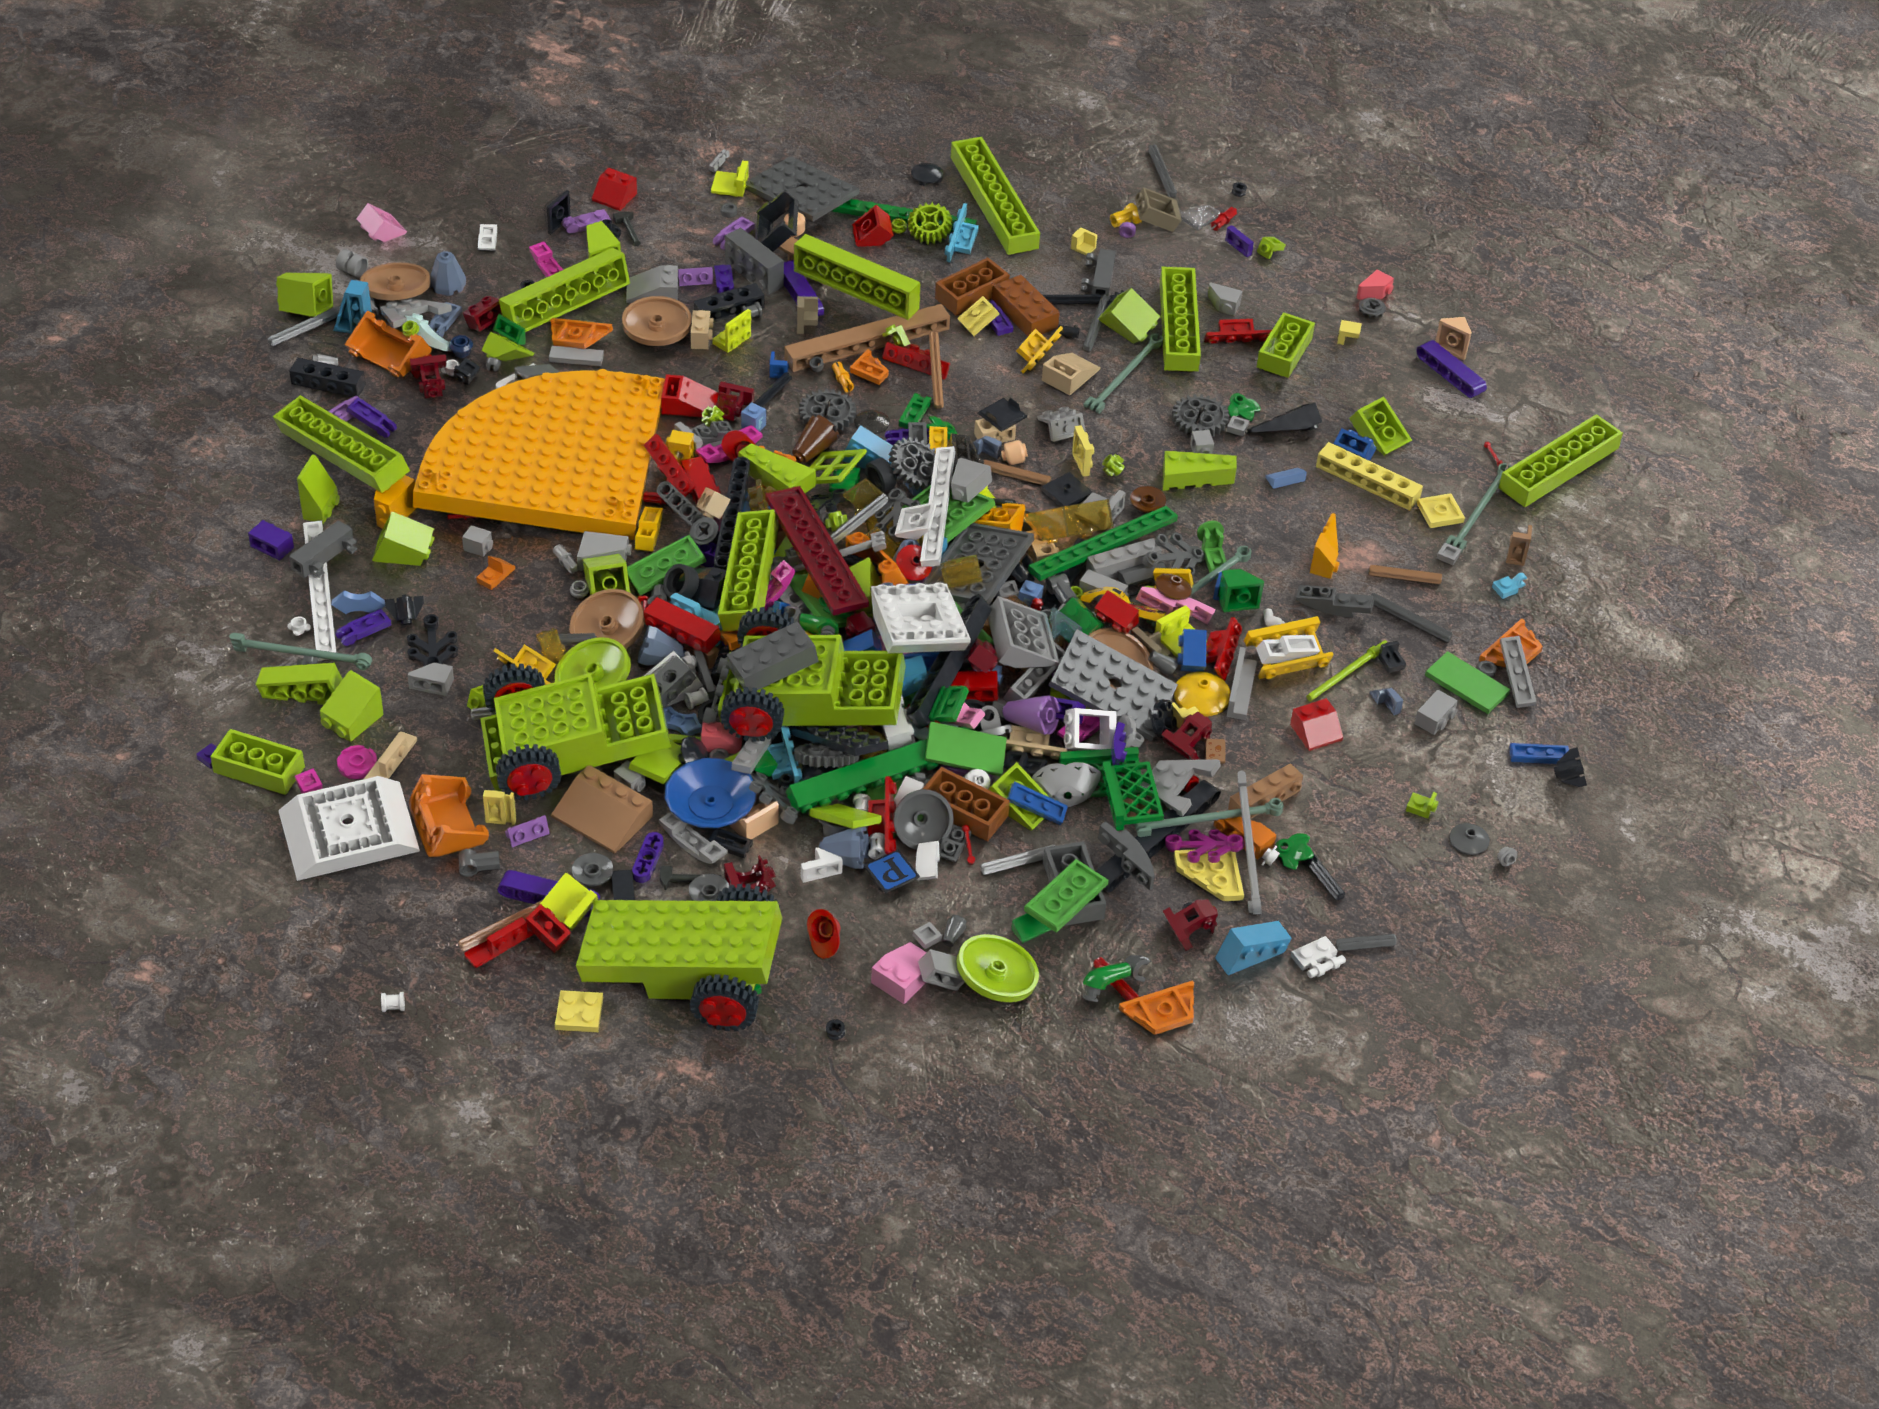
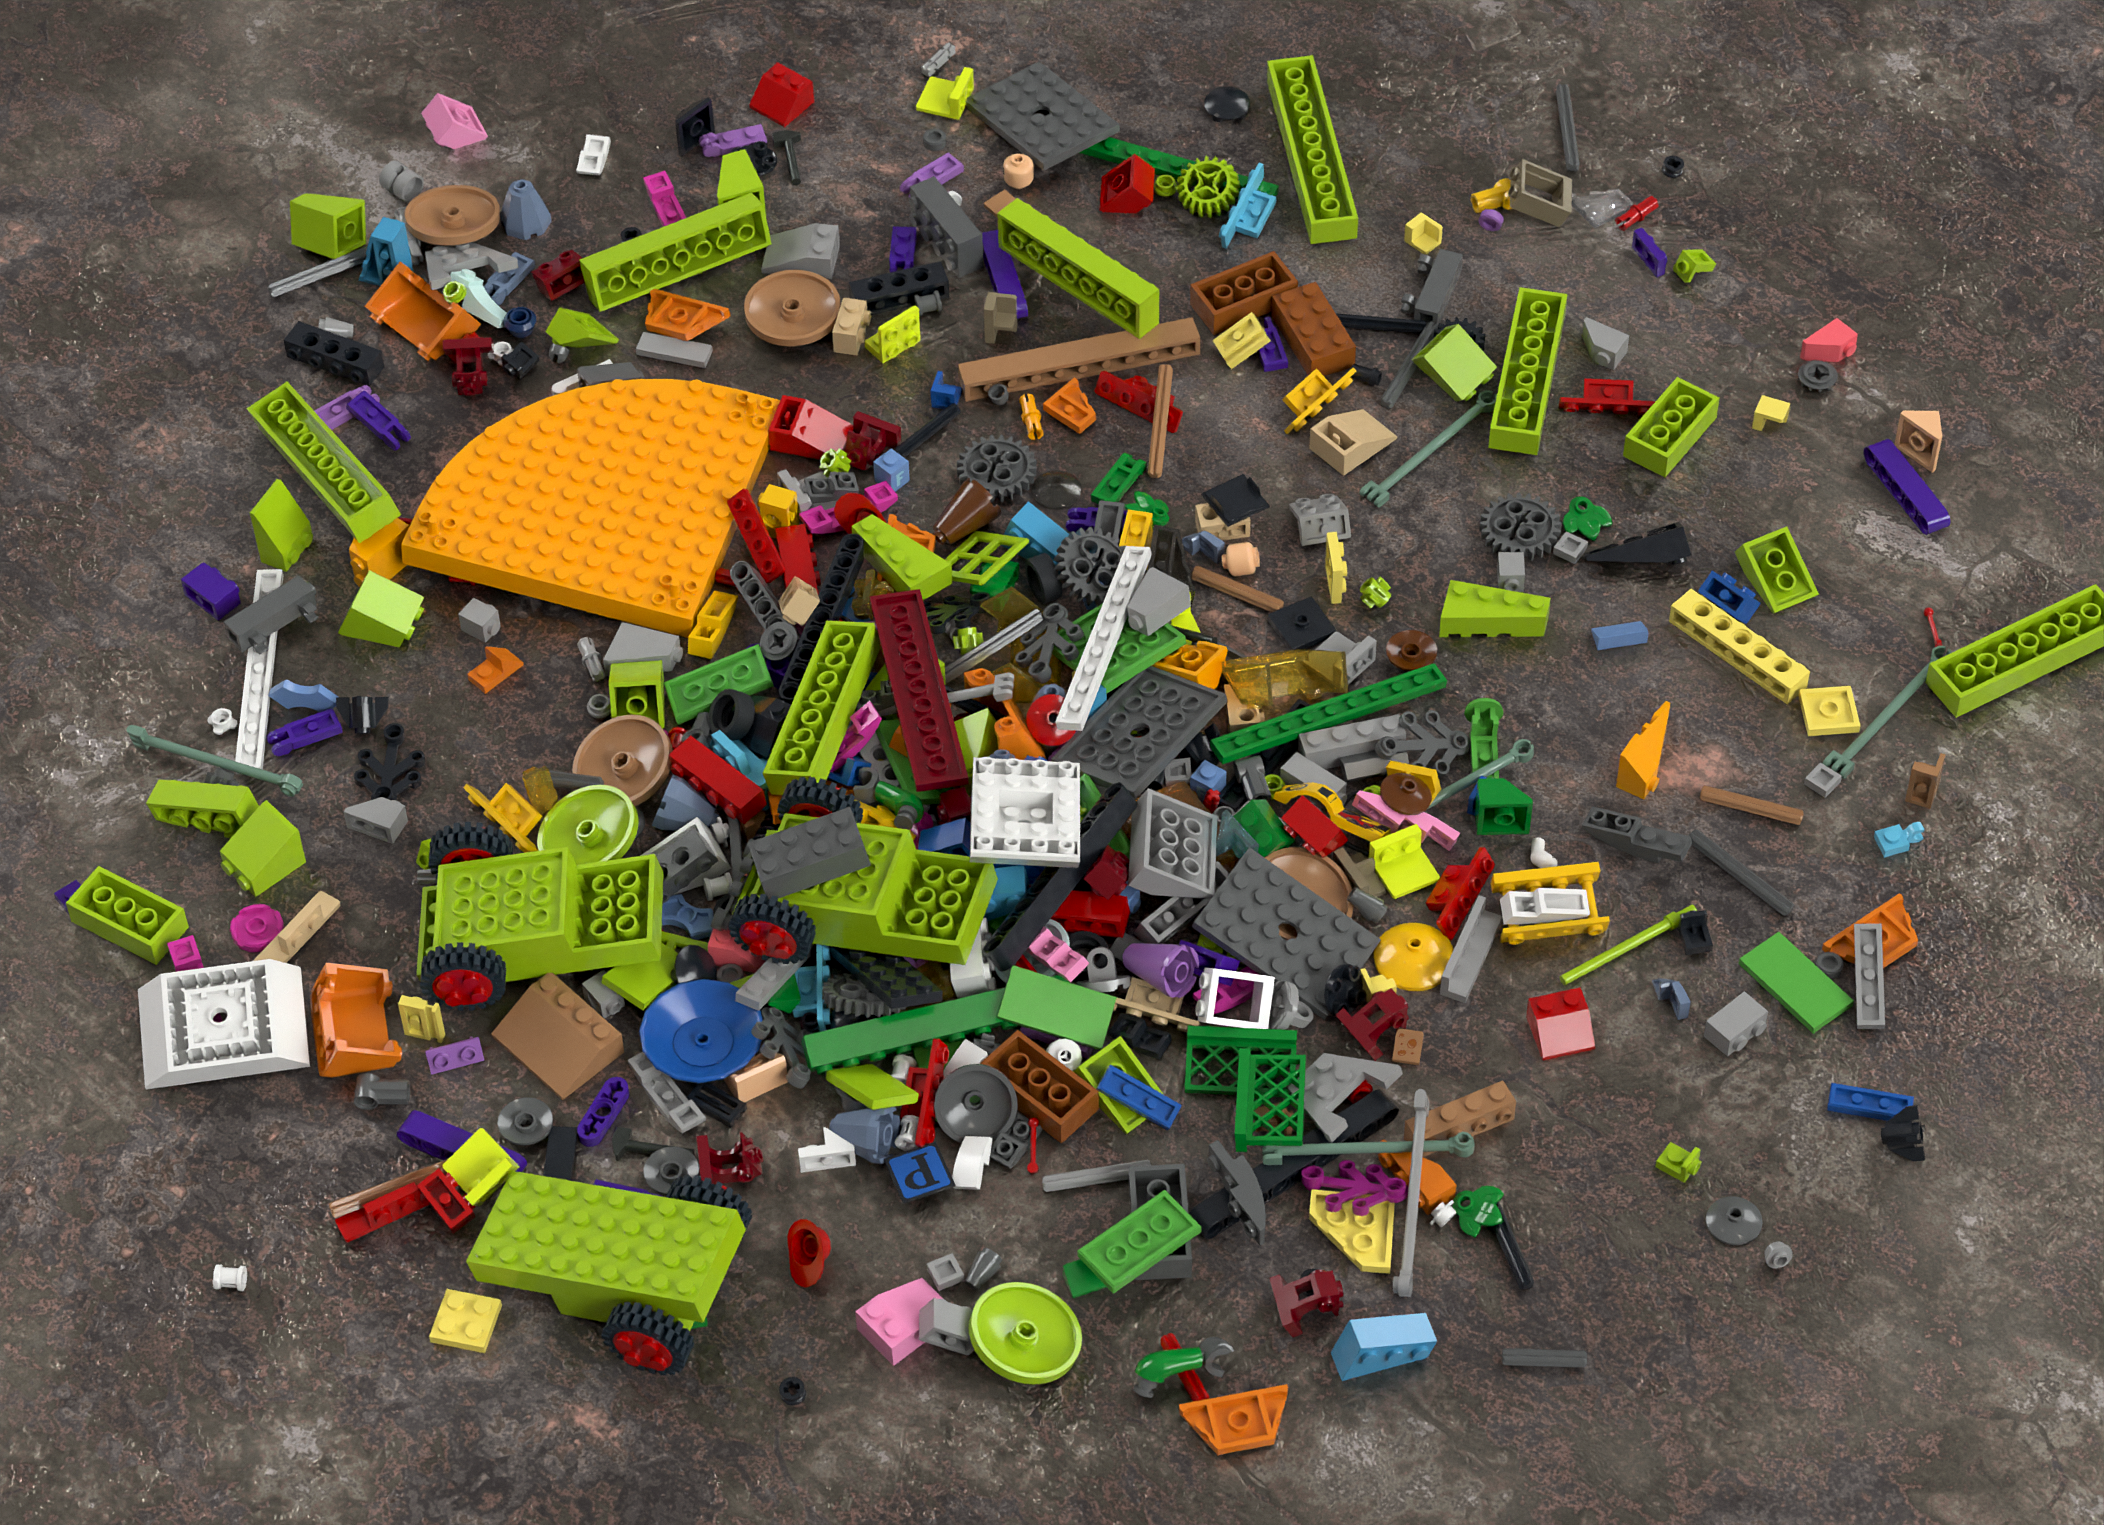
camera: 15 degrees right, 5 degrees up
(510, 330) = (590, 304): green slope -> none
(695, 276) = (863, 241): medium lavender hinge -> none
(769, 213) = (975, 187): black piece -> none
(899, 335) = (1120, 365): lime bracket -> none
(915, 521) = (1064, 659): white slope -> none
(948, 704) = (1042, 942): green plate -> none
(961, 571) = (1111, 741): clear yellow slope -> none
(1068, 779) = (1190, 1069): light grey piece -> none
(1118, 745) = (1266, 1032): dark purple slope -> none
(1192, 650) = (1412, 892): blue brick -> none
(1316, 952) = (1468, 1365): white plate -> none

